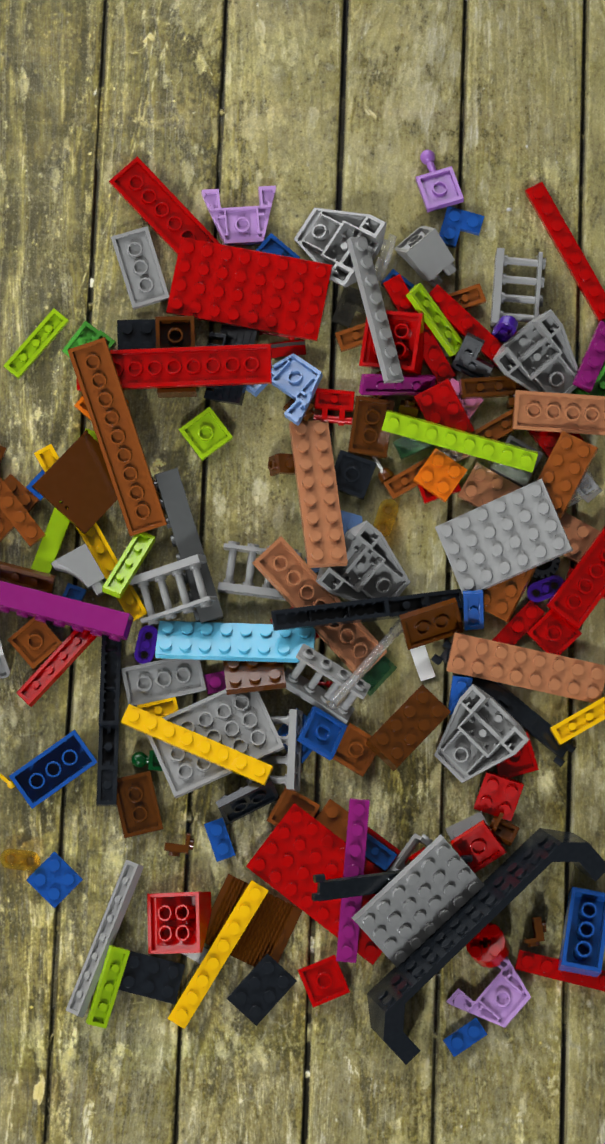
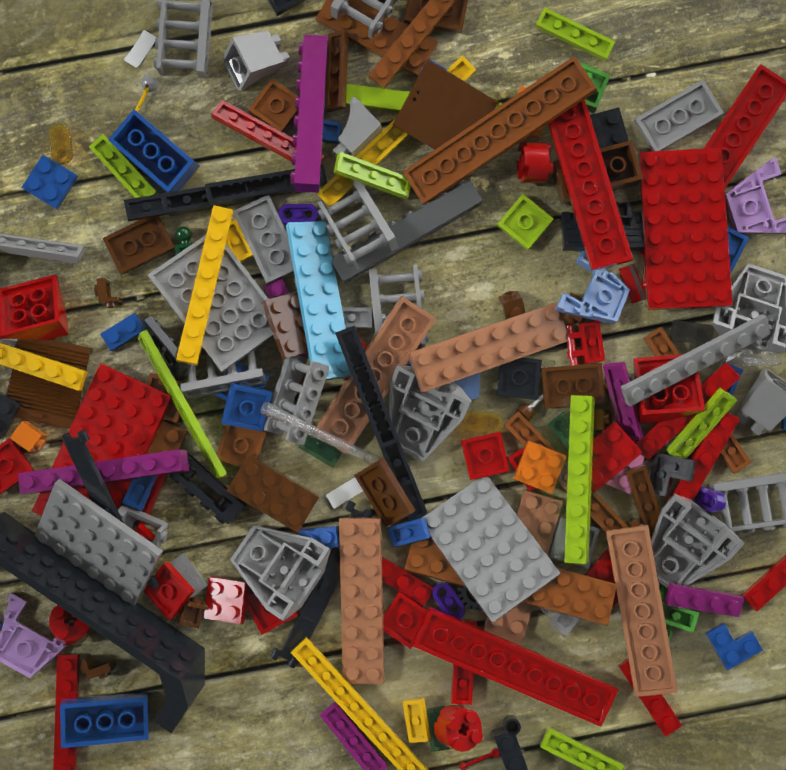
camera: 80 degrees right, 5 degrees up
(60, 804) = (121, 168): none -> lime plate
(152, 411) = (534, 162): none -> red brick
(260, 610) = (359, 317): none -> light grey plate
(301, 950) = (29, 437): none -> orange brick
(305, 794) = (181, 404): none -> lime tile
(415, 772) = (207, 501): none -> black brick
(418, 523) = (485, 455): none -> red plate

